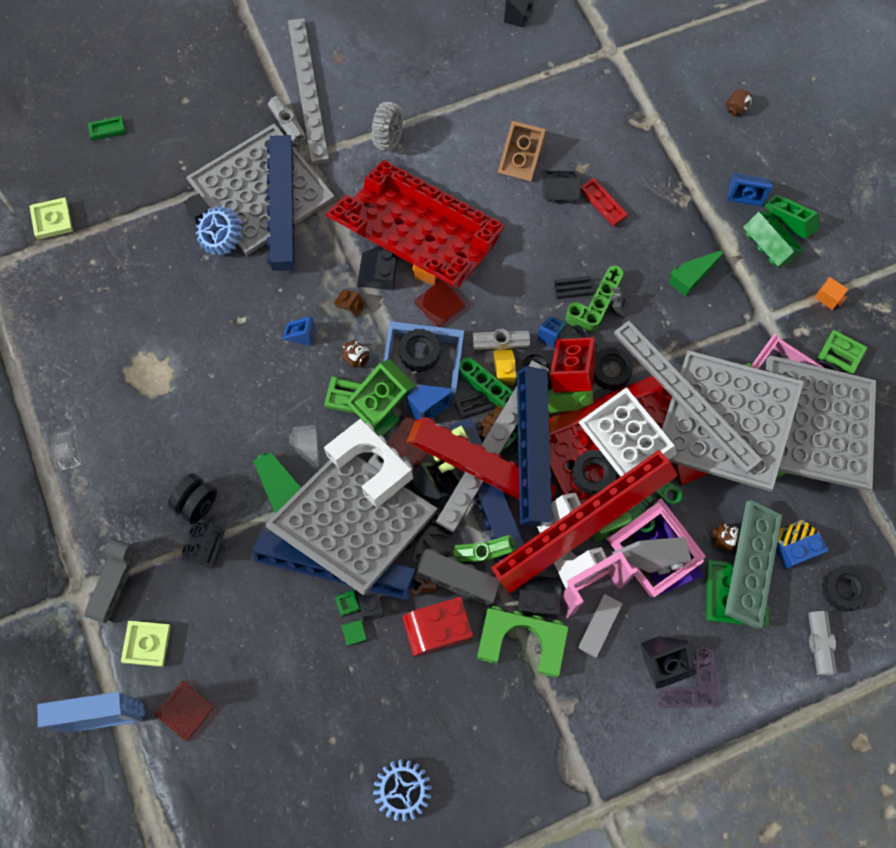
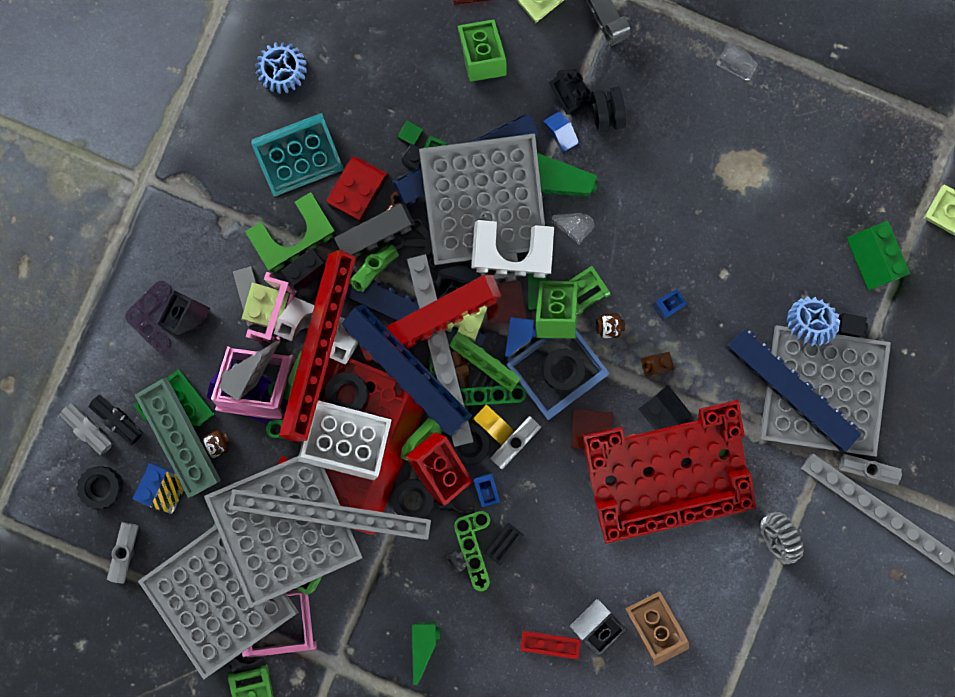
camera: 140 degrees right, 15 degrees up
(129, 234) = (878, 255): none -> green slope
(232, 643) = (482, 50): none -> bright green slope
(241, 523) = (561, 131): none -> blue slope
(457, 703) = (297, 154): none -> teal slope
(470, 405) = (484, 361): none -> bright green plate
(598, 605) = (261, 304): none -> yellowish green plate
(791, 628) = (115, 419): none -> black piece
(874, 517) = (126, 540): none -> light grey piece

